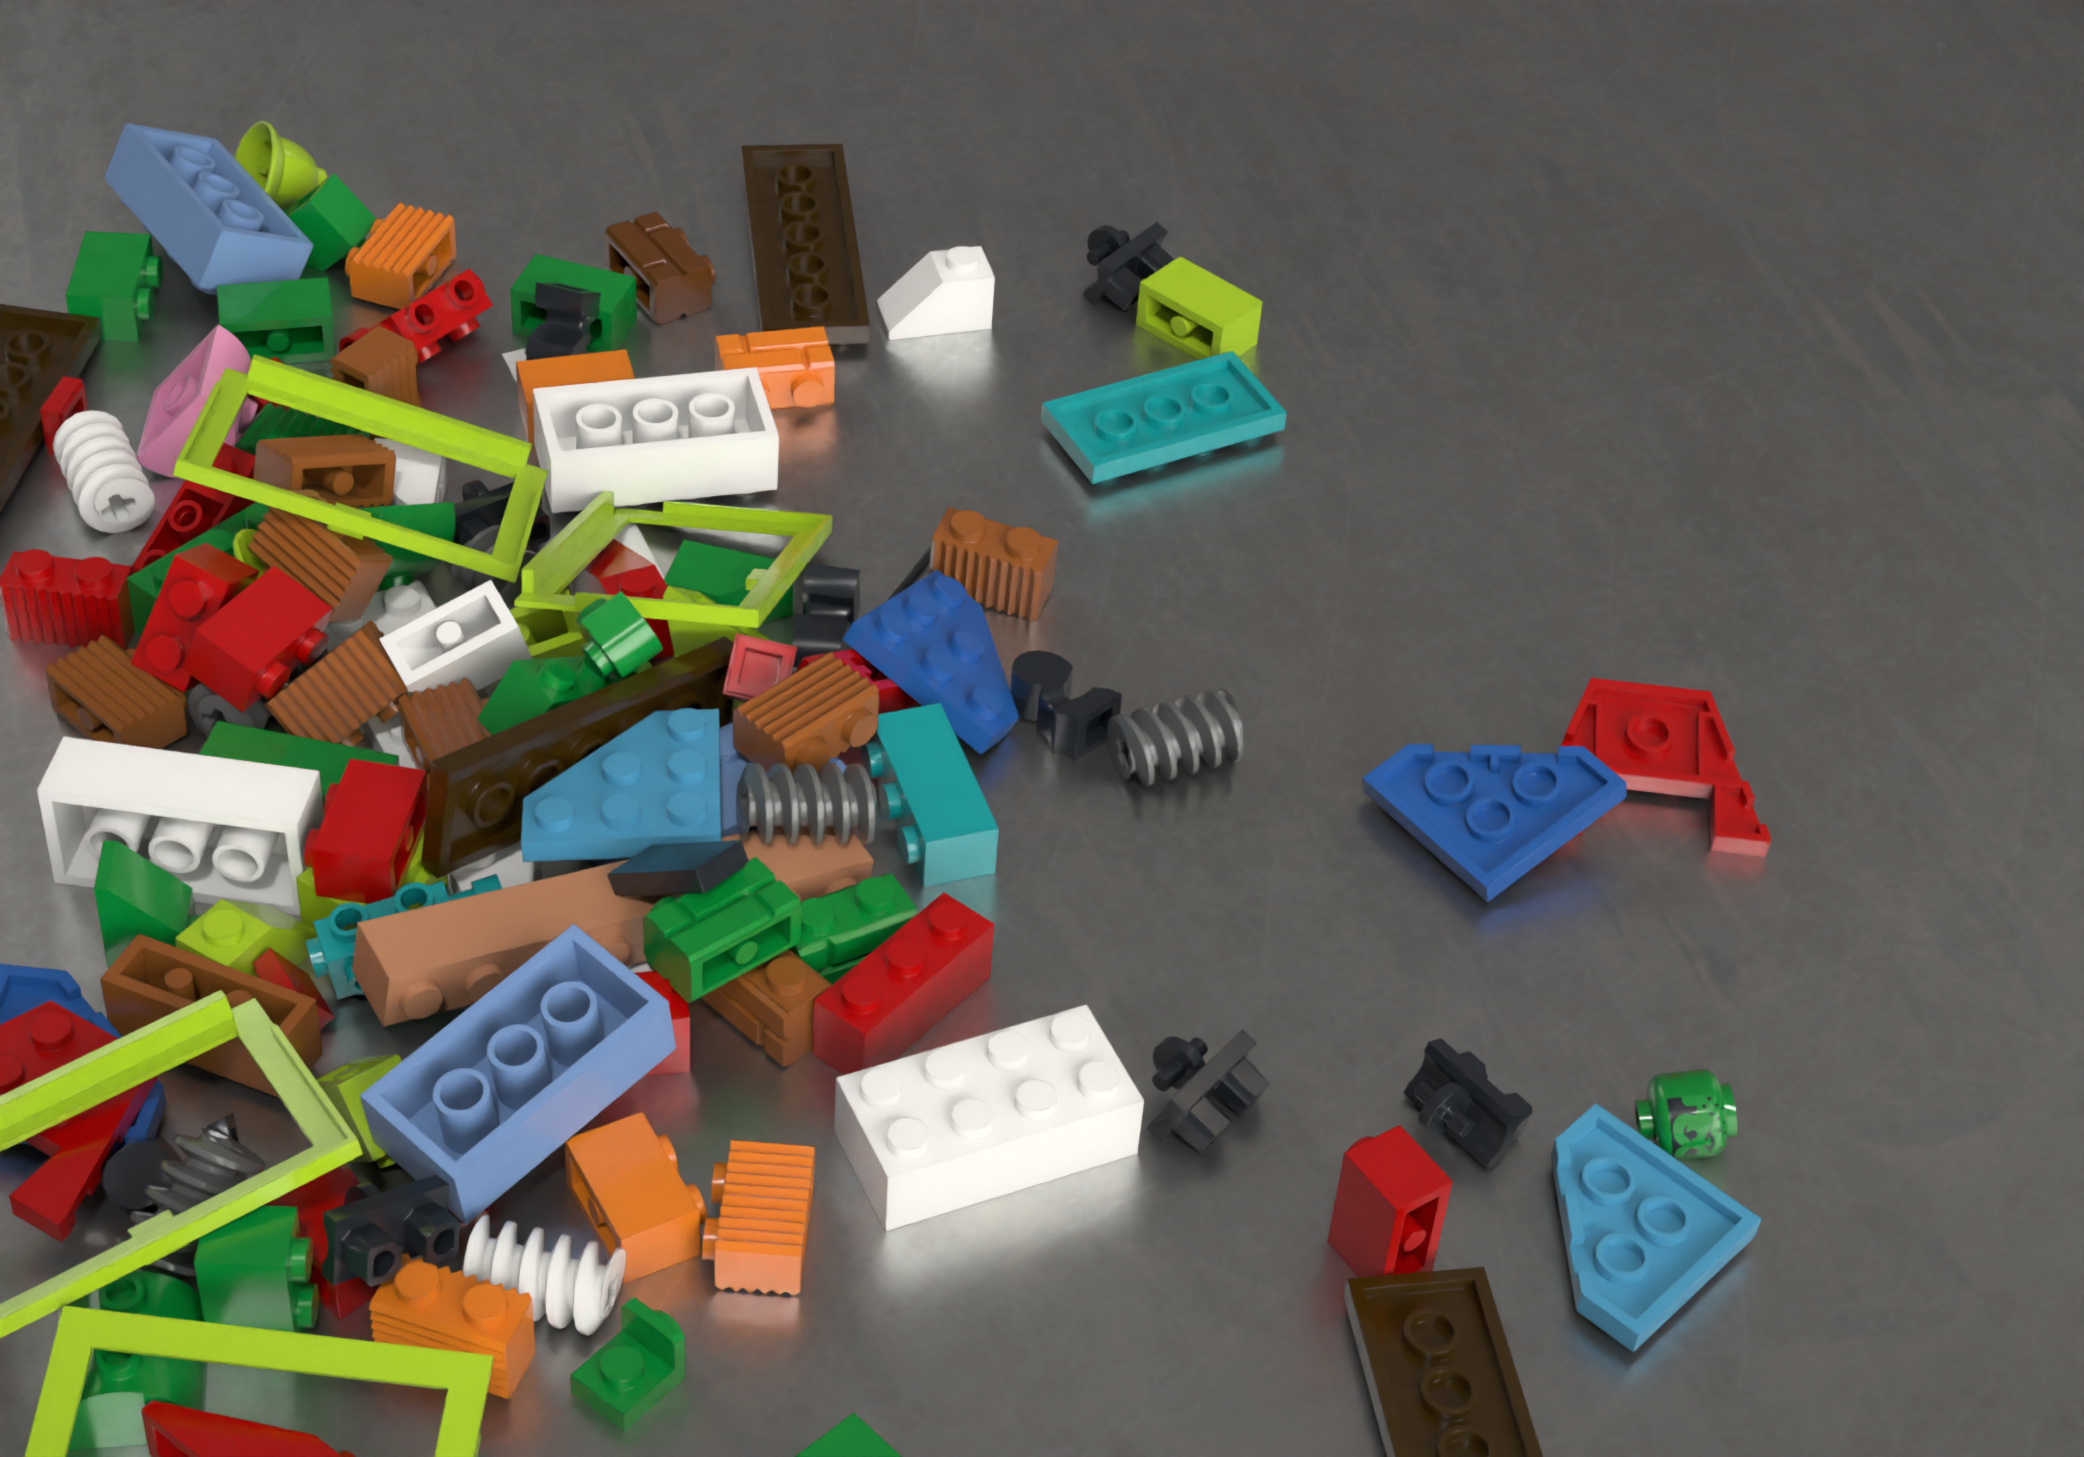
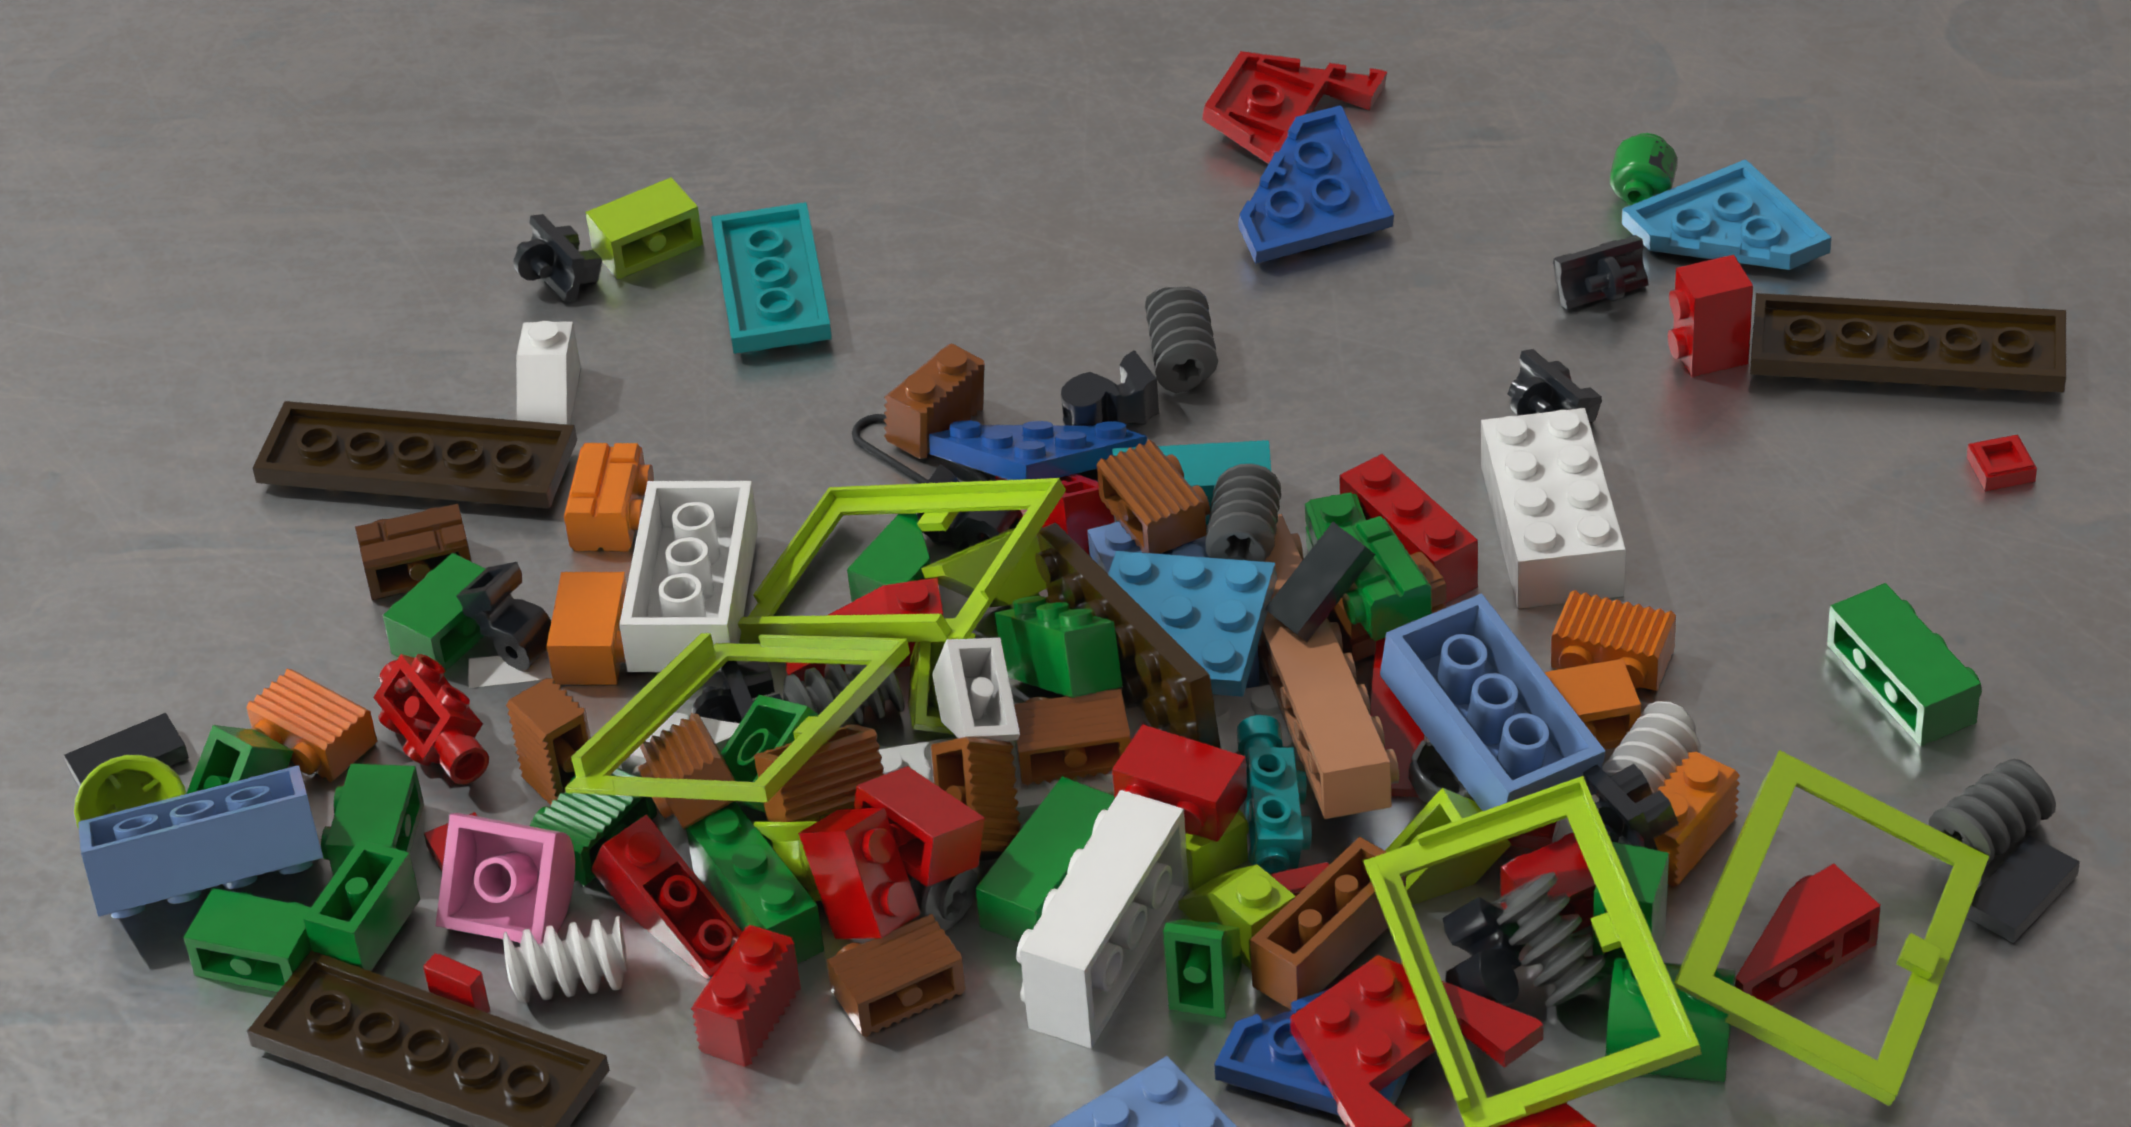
camera: 65 degrees left, 0 degrees up
(141, 327) = (363, 905): none -> green brick
(359, 169) = (149, 738): none -> black tile
(616, 636) = (1049, 572): green plate -> none
(633, 1366) = (1731, 734): green bracket -> none
(756, 666) = (1086, 517): red tile -> none

